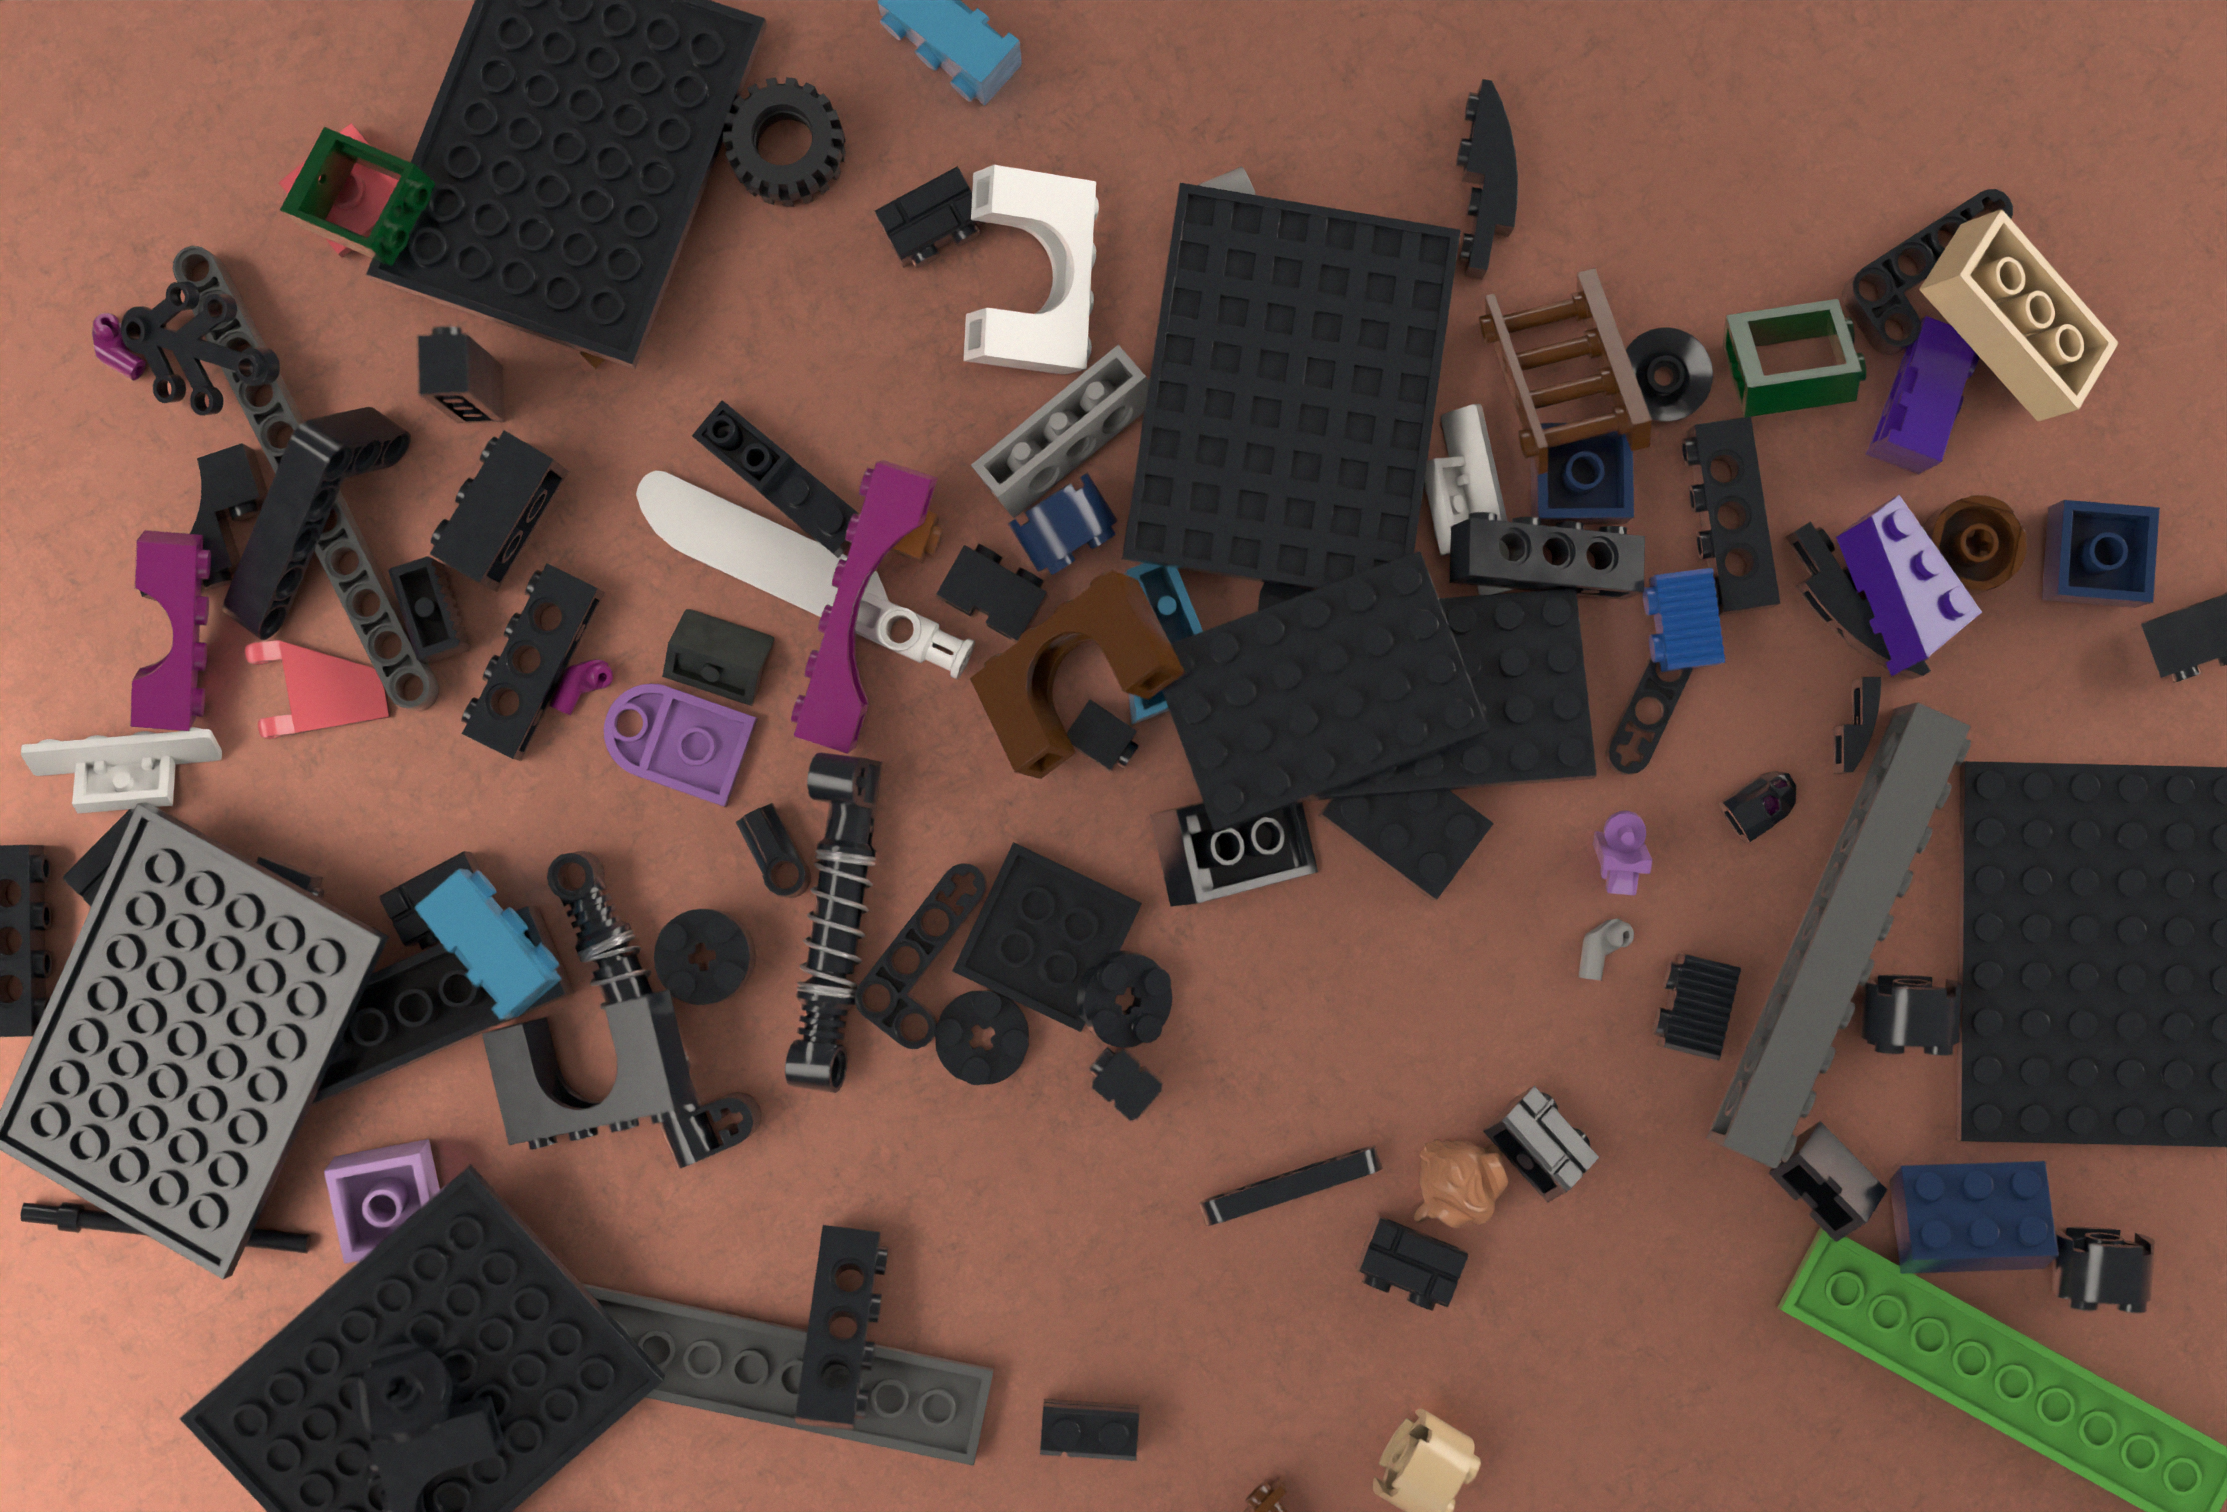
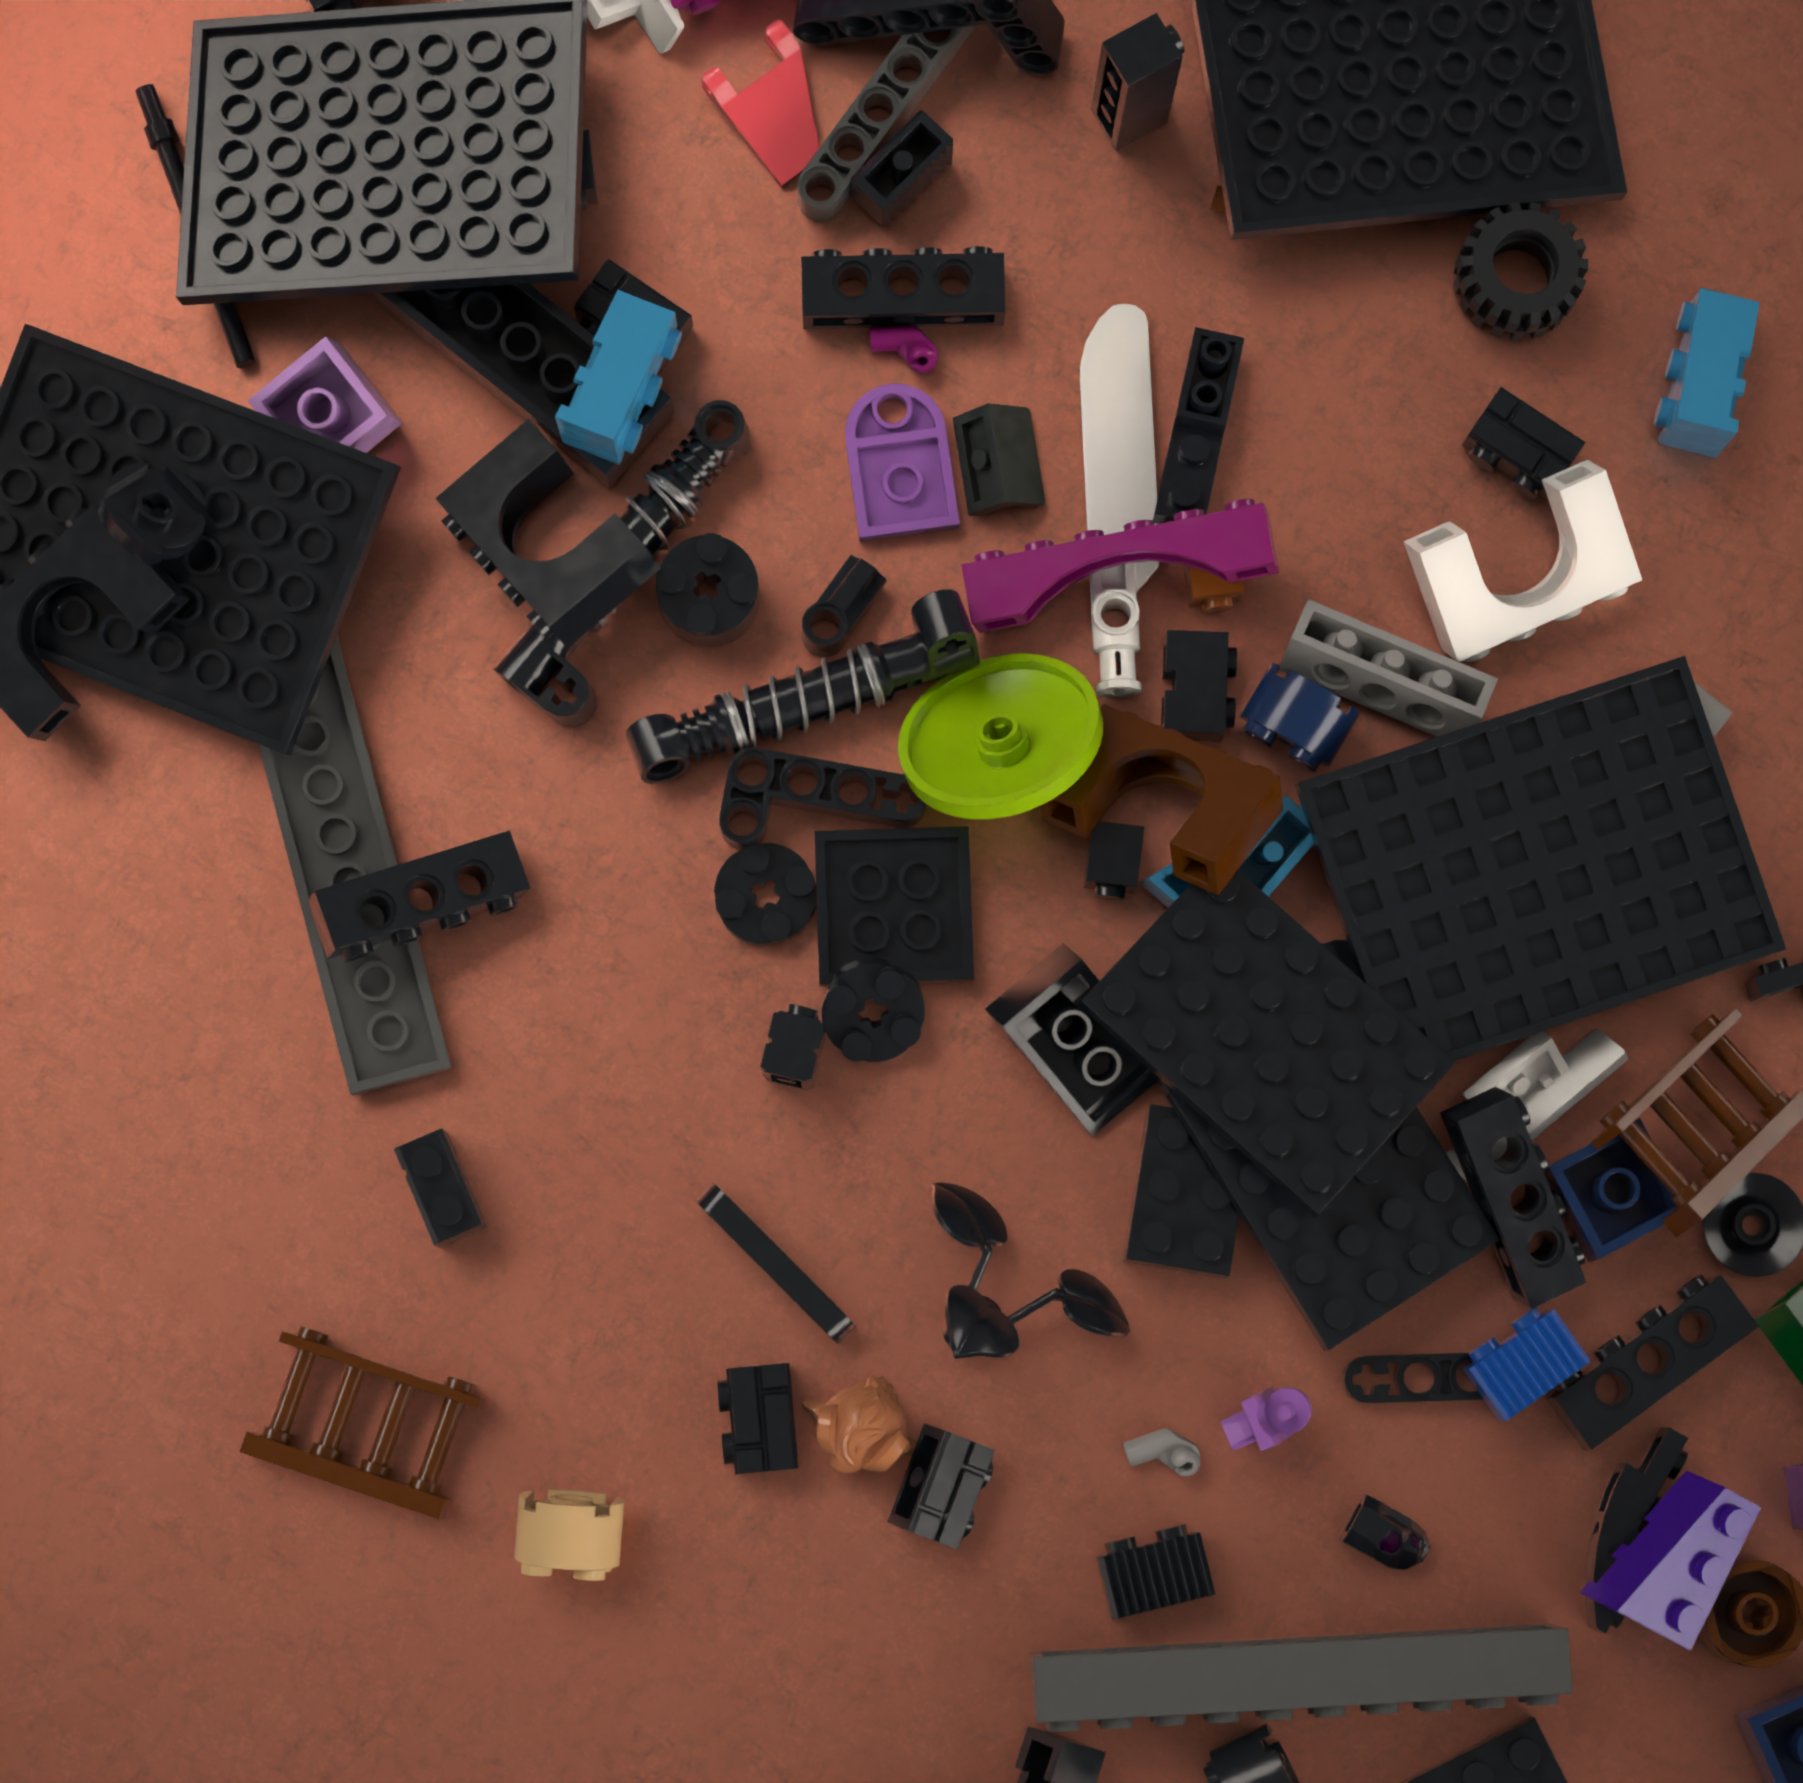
camera: 60 degrees right, 5 degrees down
(498, 510) = (1029, 183): black brick -> none
(956, 779) = (1000, 736): none -> lime dish
(1426, 1051) = (976, 1321): none -> black plant
(1853, 739) = (1500, 1593): black slope -> none

